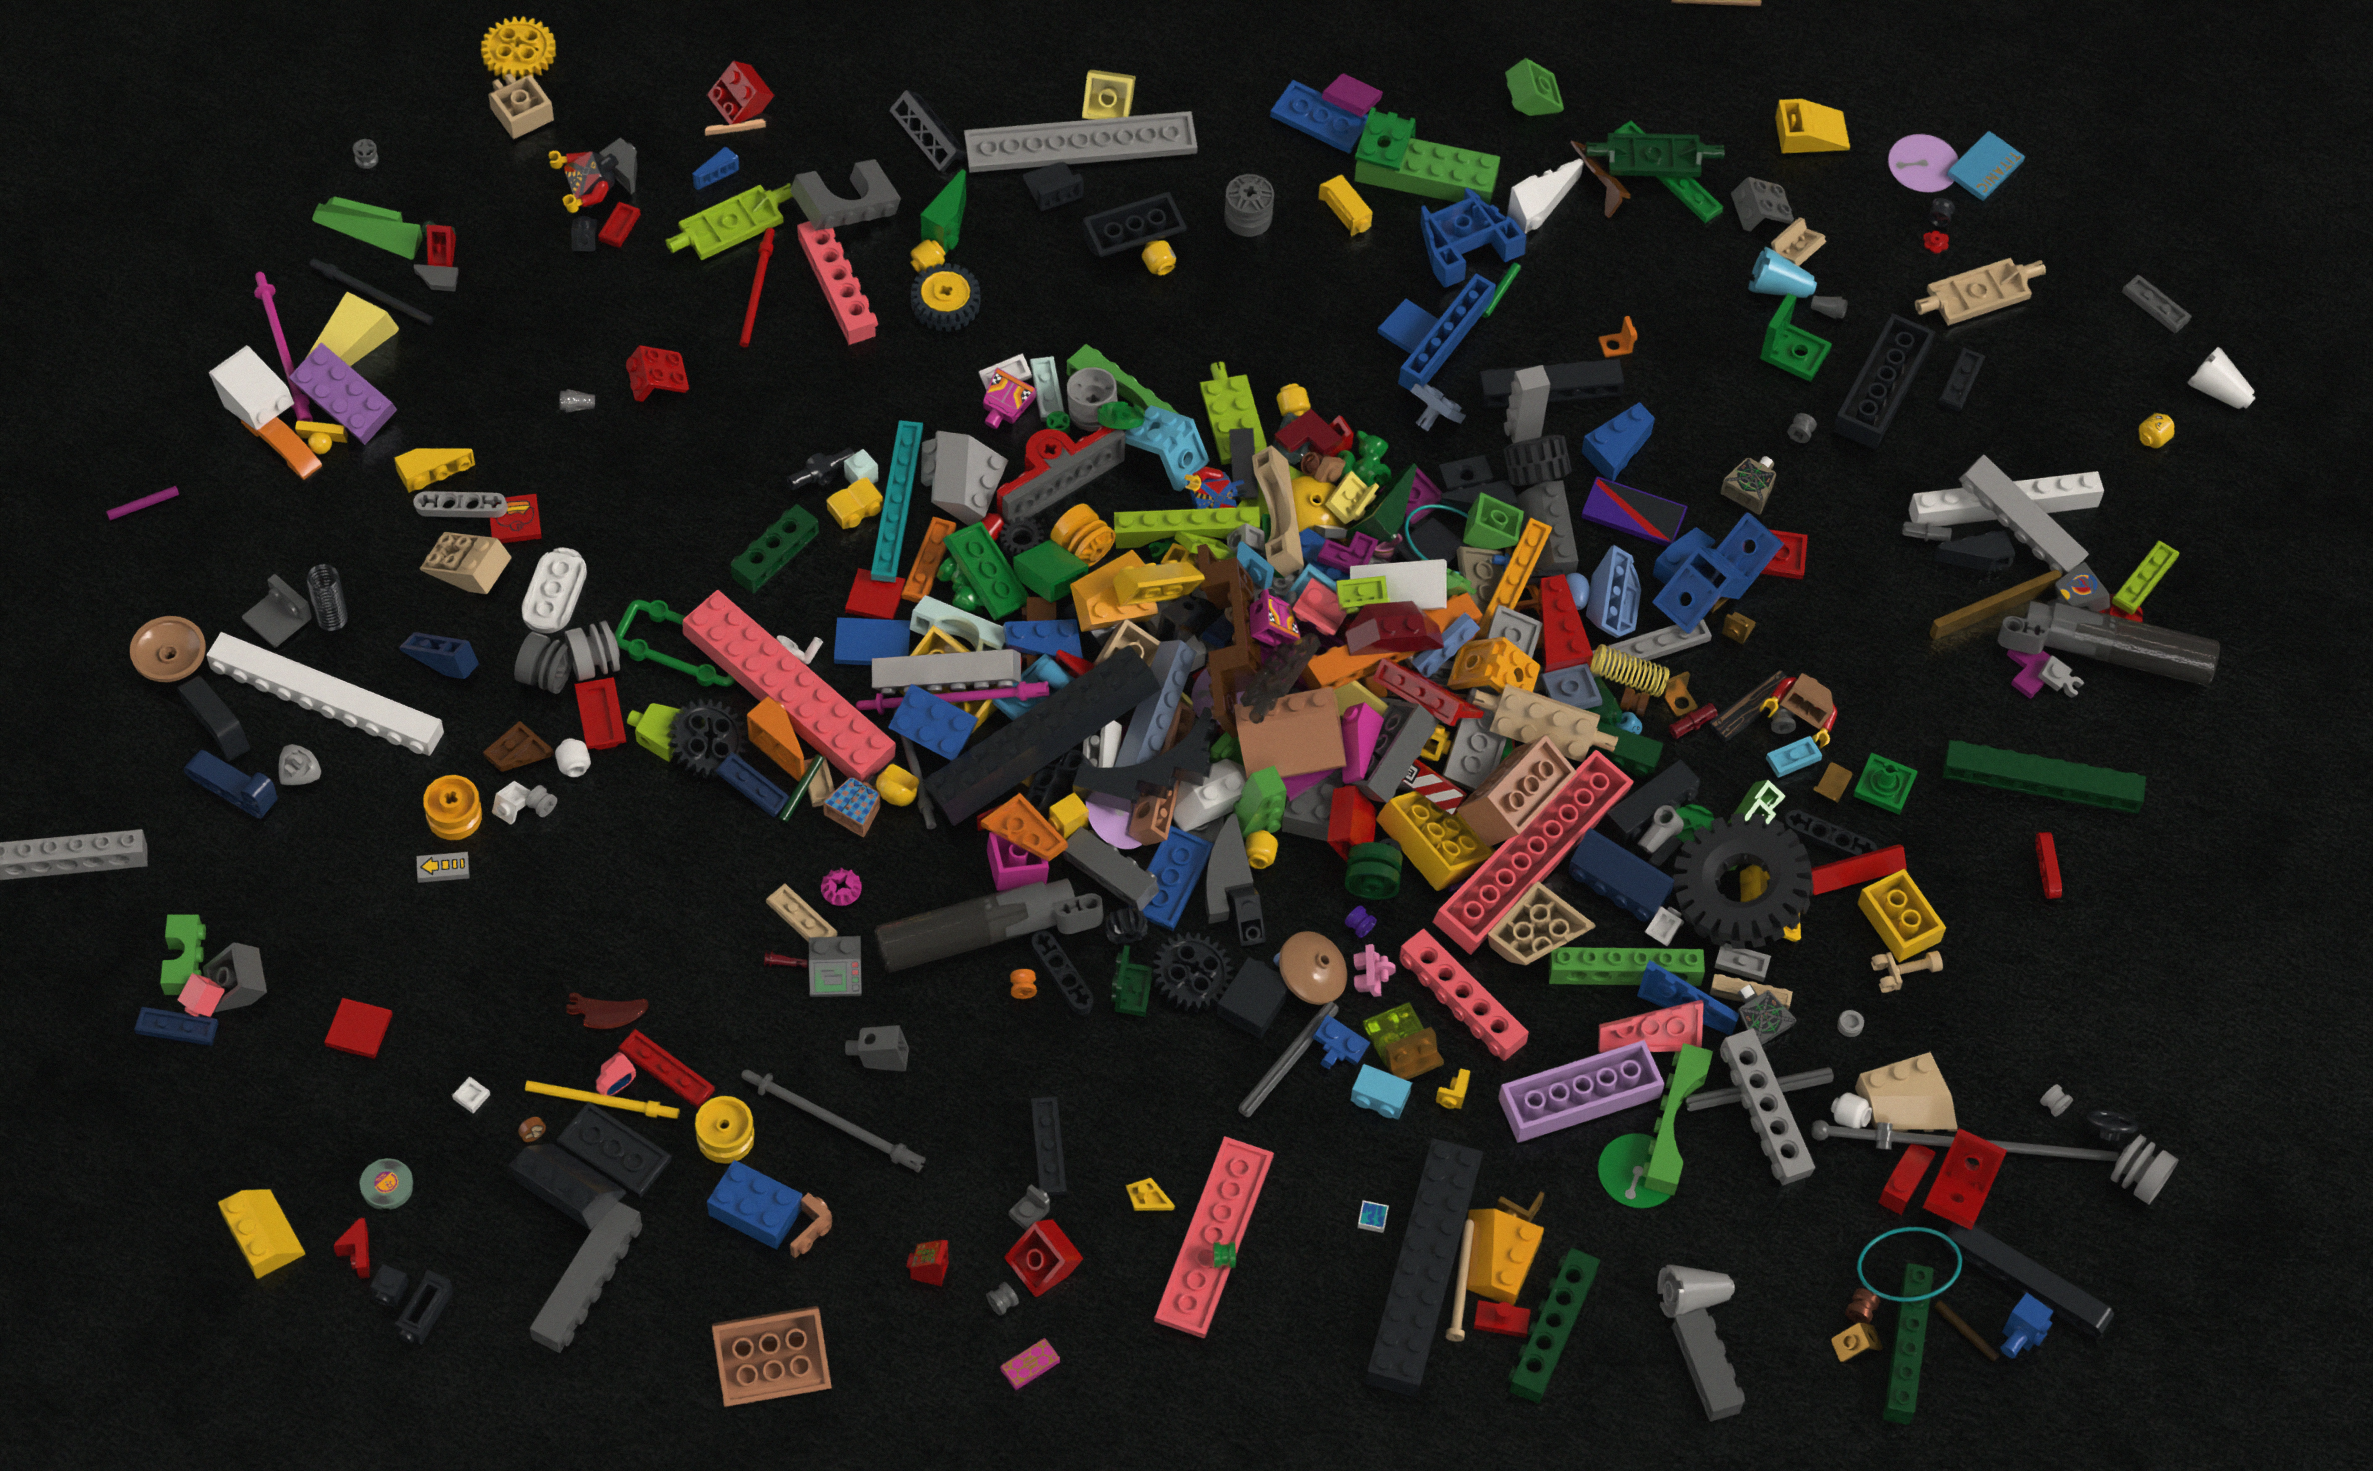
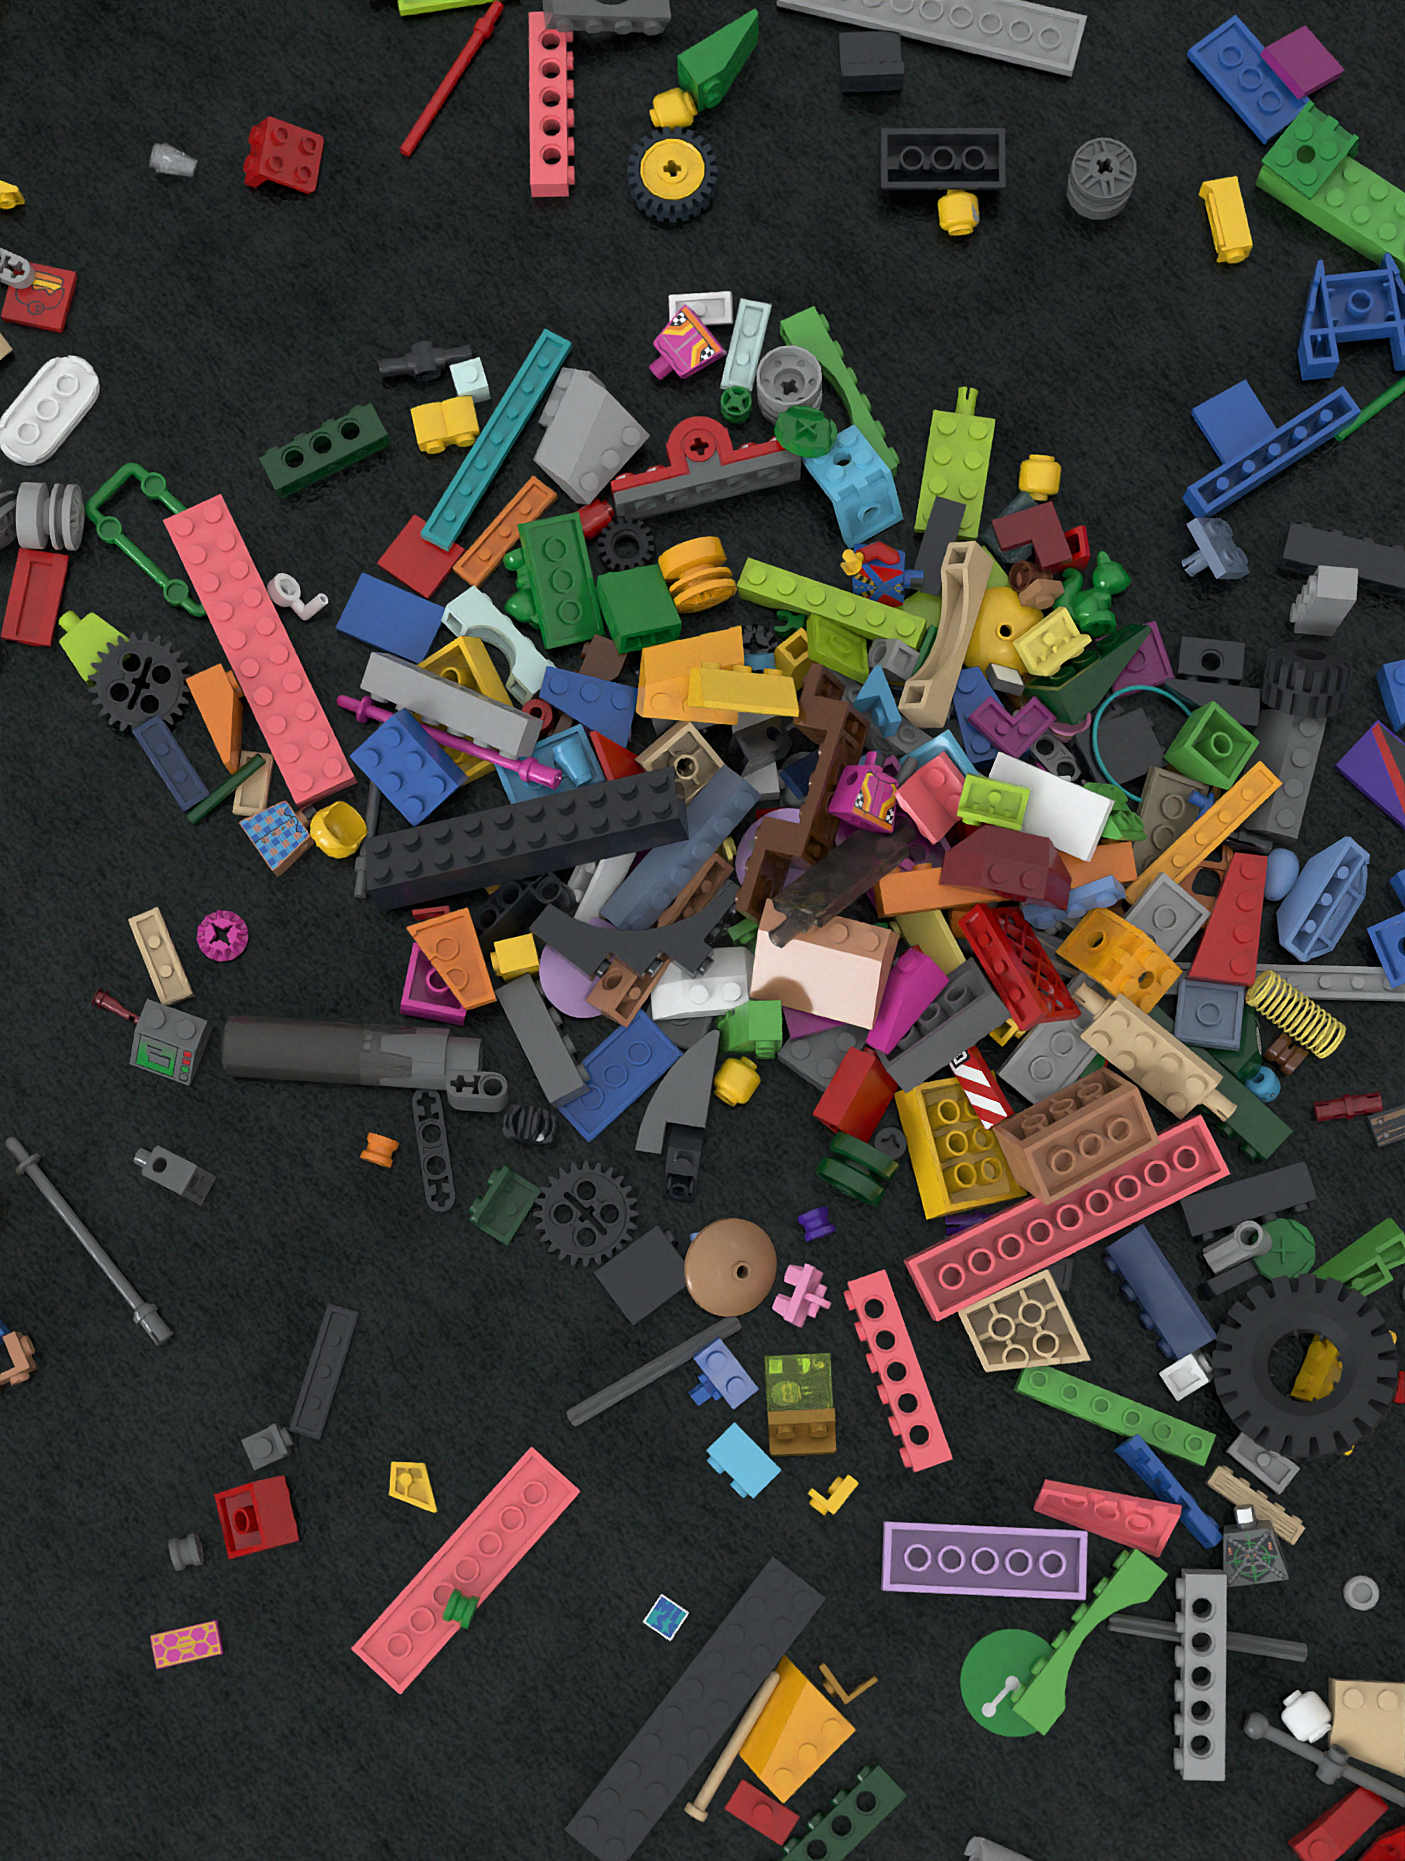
camera: 30 degrees right, 20 degrees up
(929, 1262) = (118, 1474): red slope -> none
(1677, 689) = (1349, 1055): pearl gold bracket -> none

